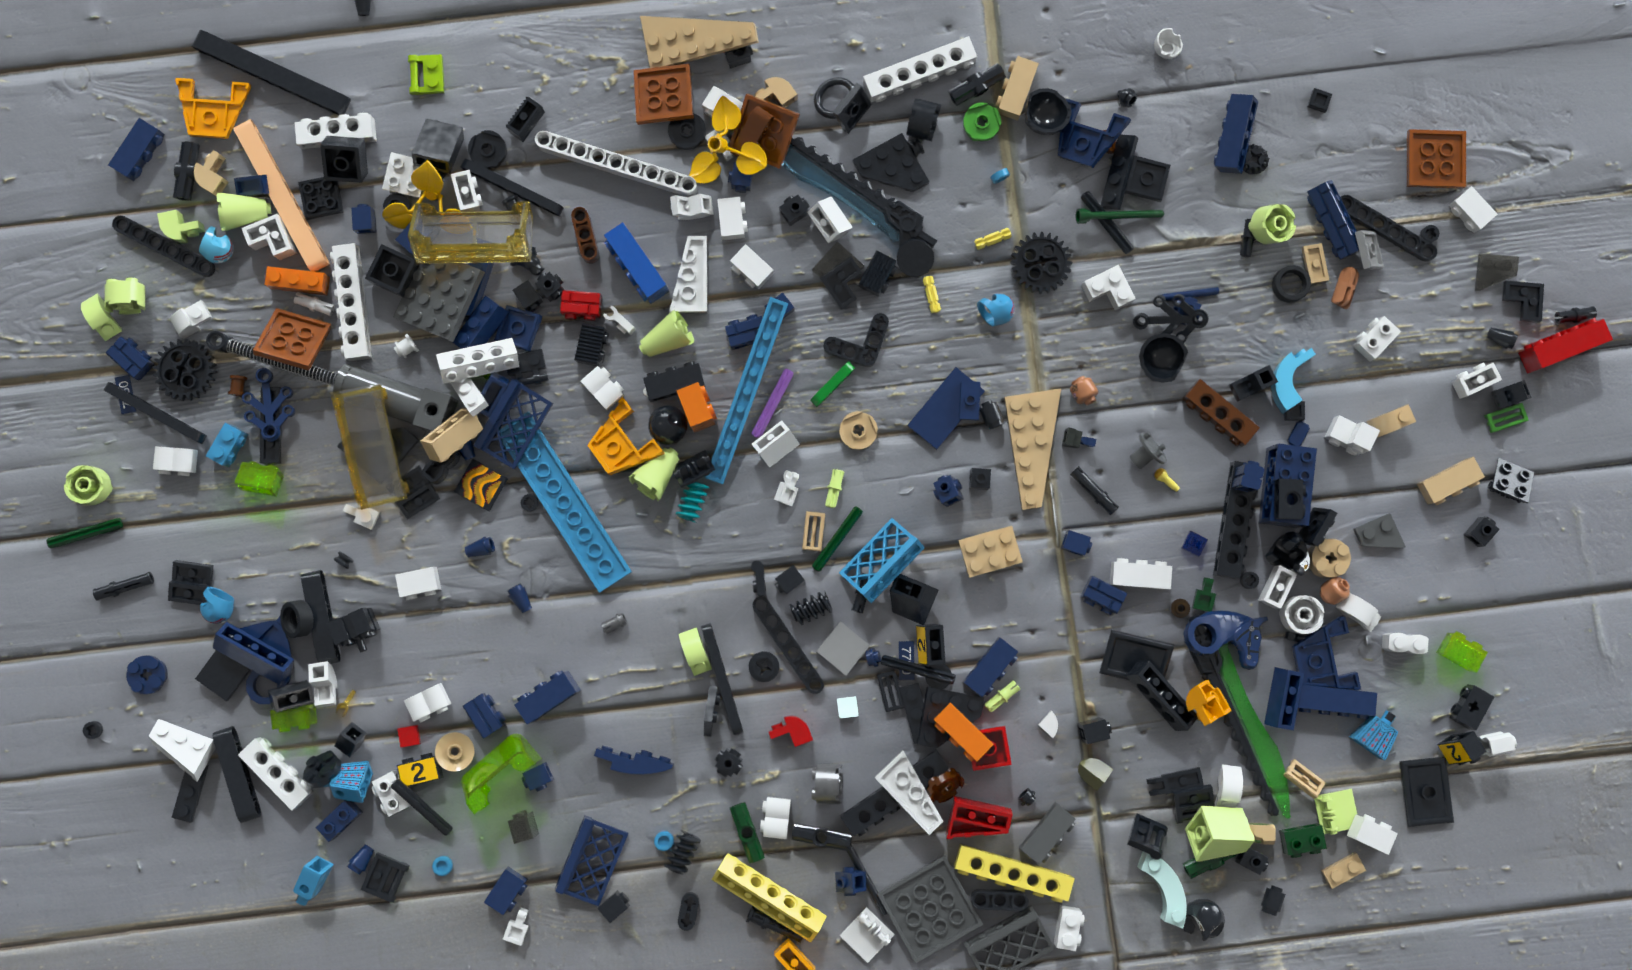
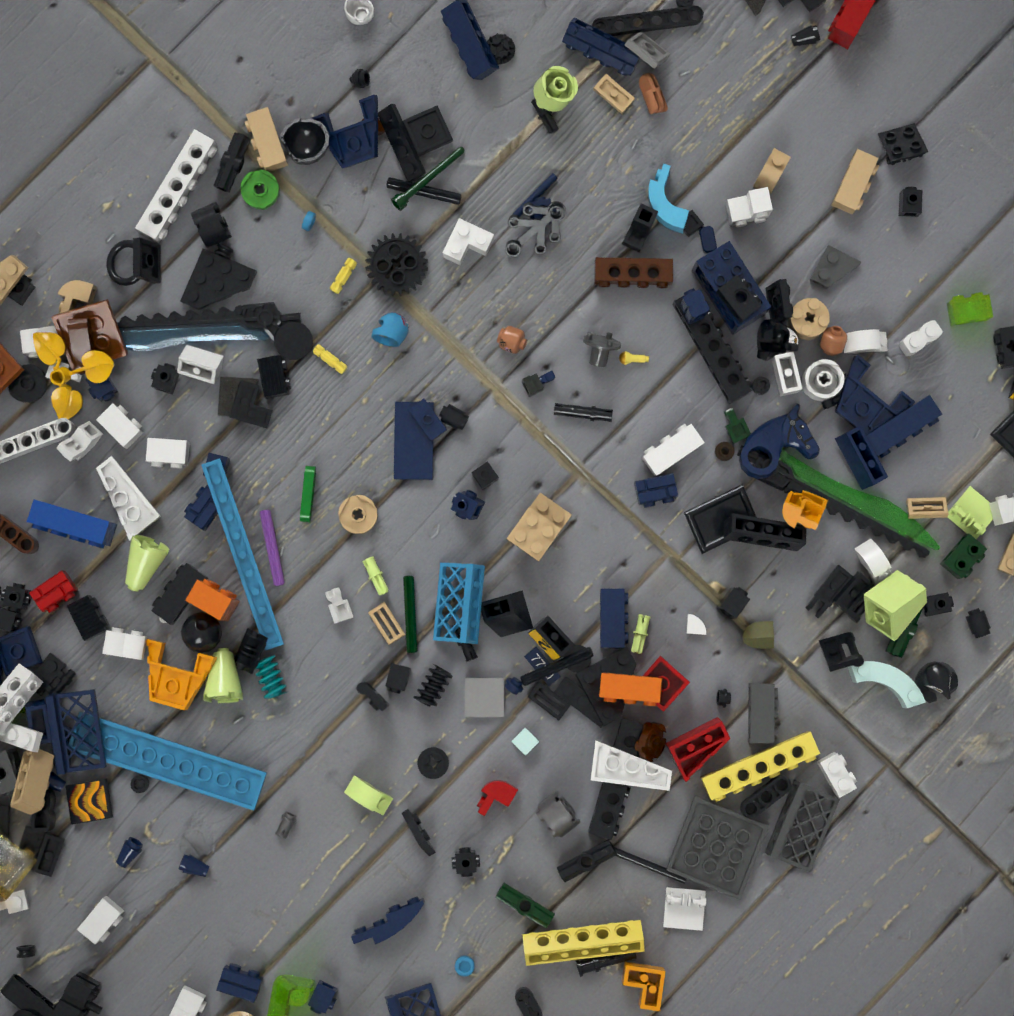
camera: 40 degrees left, 0 degrees up
(547, 696) = (278, 927): dark blue brick -> none
(623, 325) = (100, 580): white plate -> none
(683, 852) = (486, 963): black piece -> none
(722, 679) = (407, 799): black beam -> none
(775, 444) = (300, 578): white brick -> none
(776, 817) = (538, 874): white brick -> none
(791, 642) = (437, 733): black beam -> none
(850, 881) = (637, 877): dark blue brick -> none
(860, 350) = (308, 449): black beam -> none
(1031, 432) = (498, 407): tan wing -> none
(1076, 543) = (602, 465): dark blue brick -> none
(1162, 357) = (552, 263): black cylinder -> none
(1194, 543) = (695, 391): clear blue tile -> none
(1263, 833) = (928, 576): tan rock -> none
(1299, 271) = (607, 109): black tyre -> none
(1376, 735) = (955, 428): dark azure torso -> none
(1377, 338) = (708, 115): white brick -> none
(1477, 380) = (810, 90): white brick -> none
(1491, 422) = (850, 111): bright green tile -> none
(1511, 394) = (848, 76): black brick -> none

